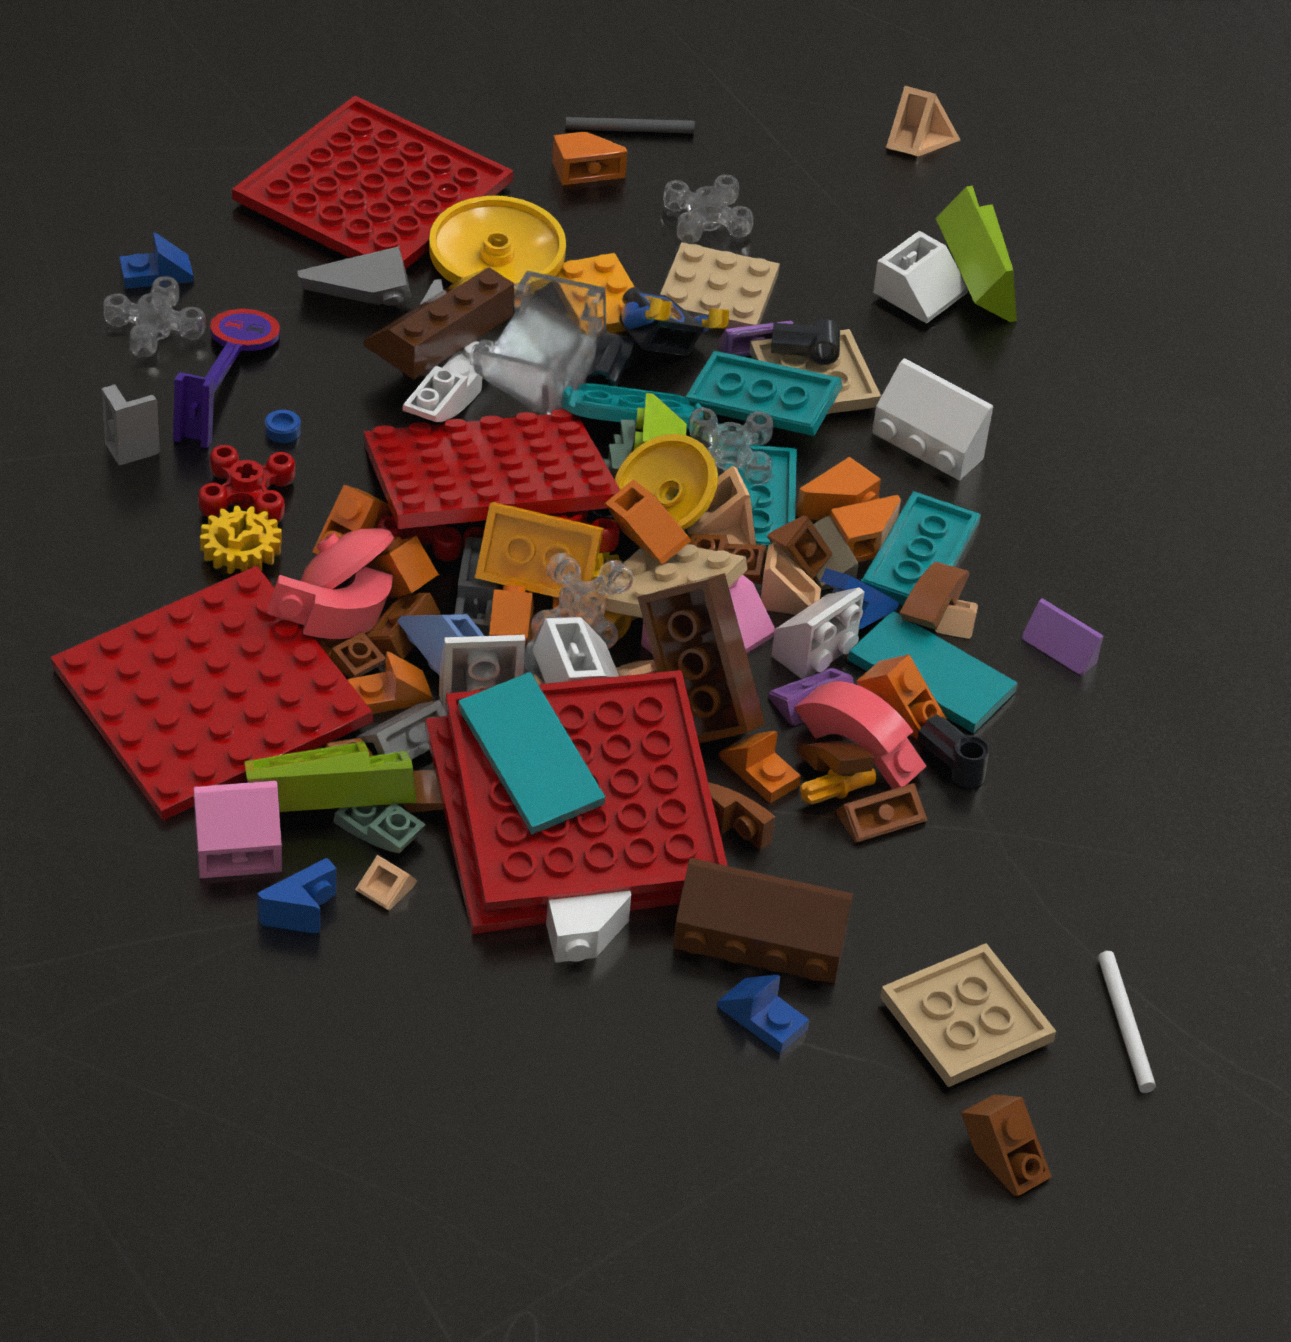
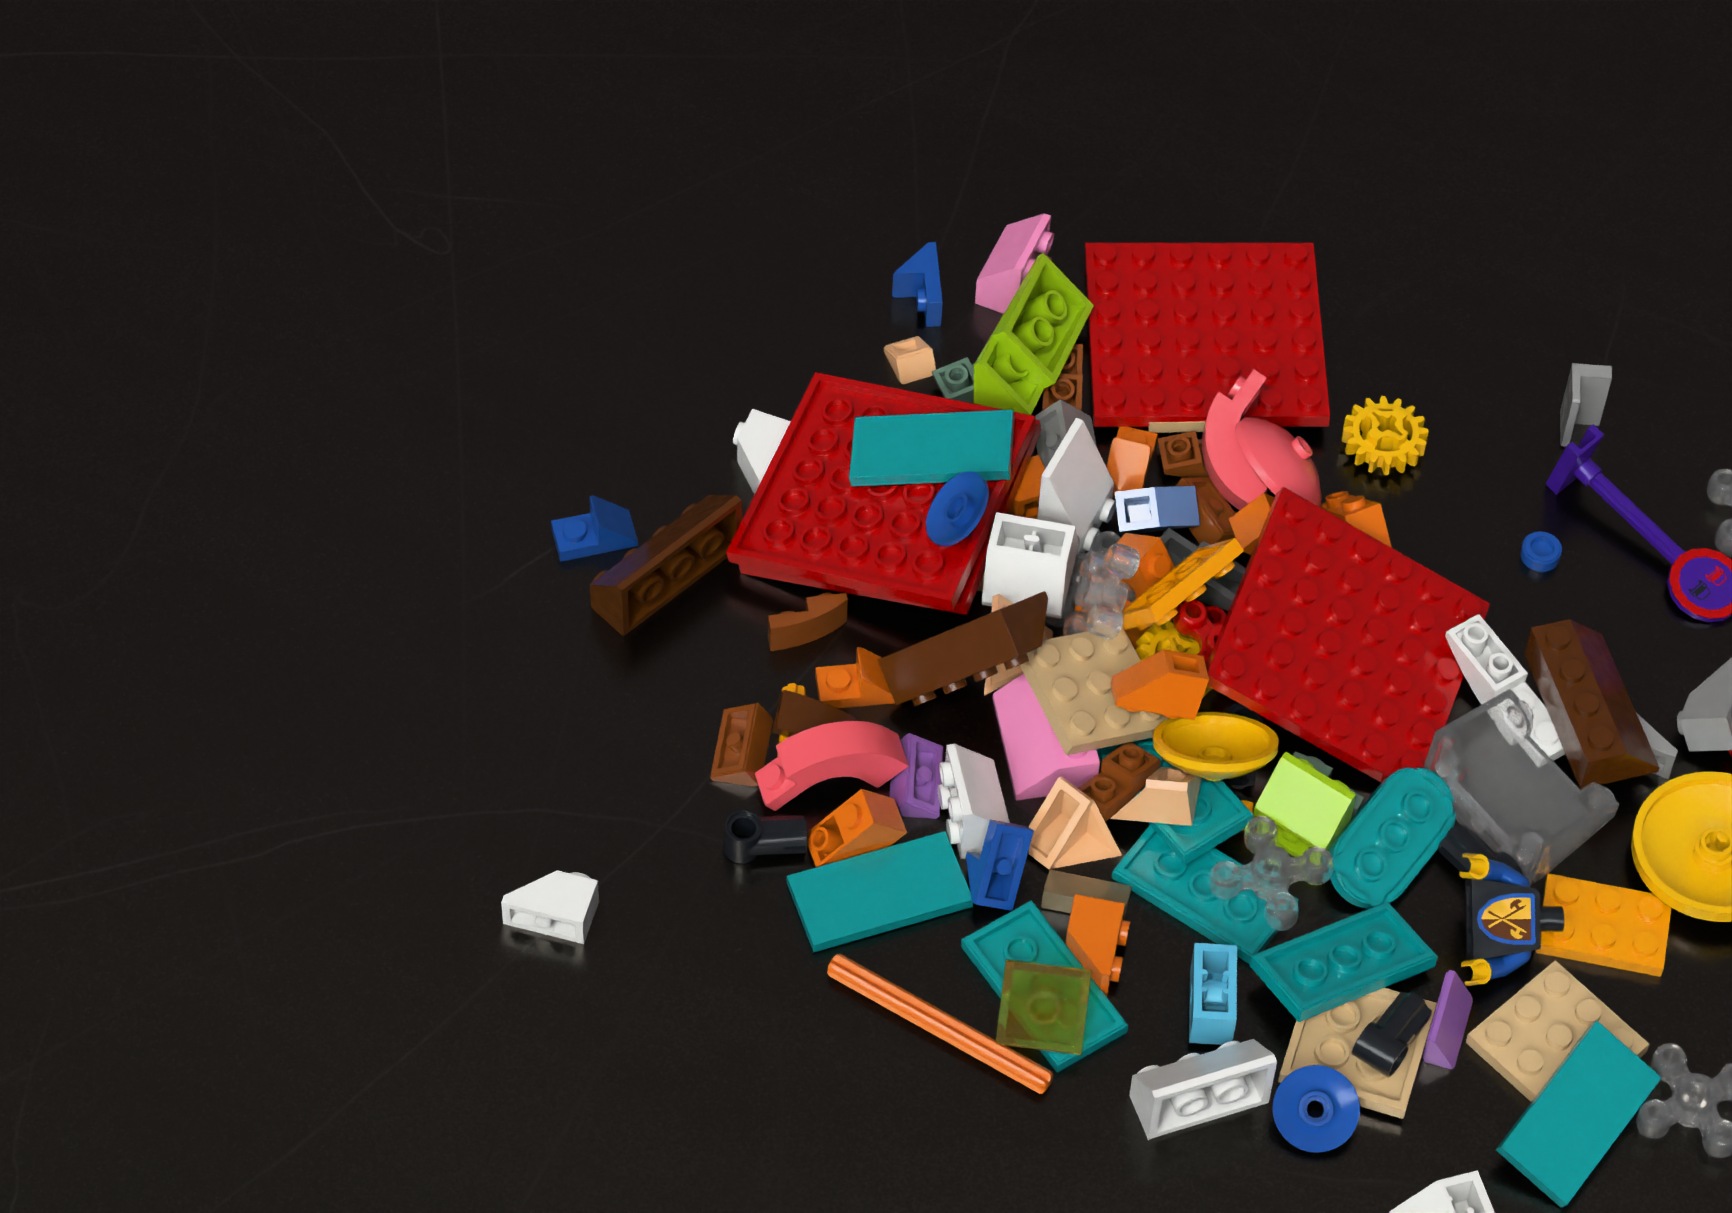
camera: 125 degrees right, 10 degrees up
(246, 483) = (1460, 473): red gear -> none
(616, 685) = (957, 509): none -> blue dish
(773, 250) = (1578, 1114): none -> teal tile
(802, 544) = (1081, 837): dark orange slope -> none
(838, 487) = (1158, 952): orange slope -> none
(864, 437) = (1213, 993): none -> medium azure brick
(879, 365) = (1339, 1105): none -> blue dish
(933, 593) = (960, 927): dark orange slope -> none
(952, 523) = (1043, 1007): none -> clear yellow slope
(958, 619) = (939, 961): light nougat slope -> none
(967, 1014) = (482, 664): tan plate -> none
(1007, 1142) = (343, 606): dark orange slope -> none
(1008, 593) = (940, 1023): none -> orange axle
(1063, 637) = (844, 1027): medium lavender slope -> none
(1126, 1022) = (394, 782): white bar -> none
(1137, 846) = (554, 906): none -> white slope

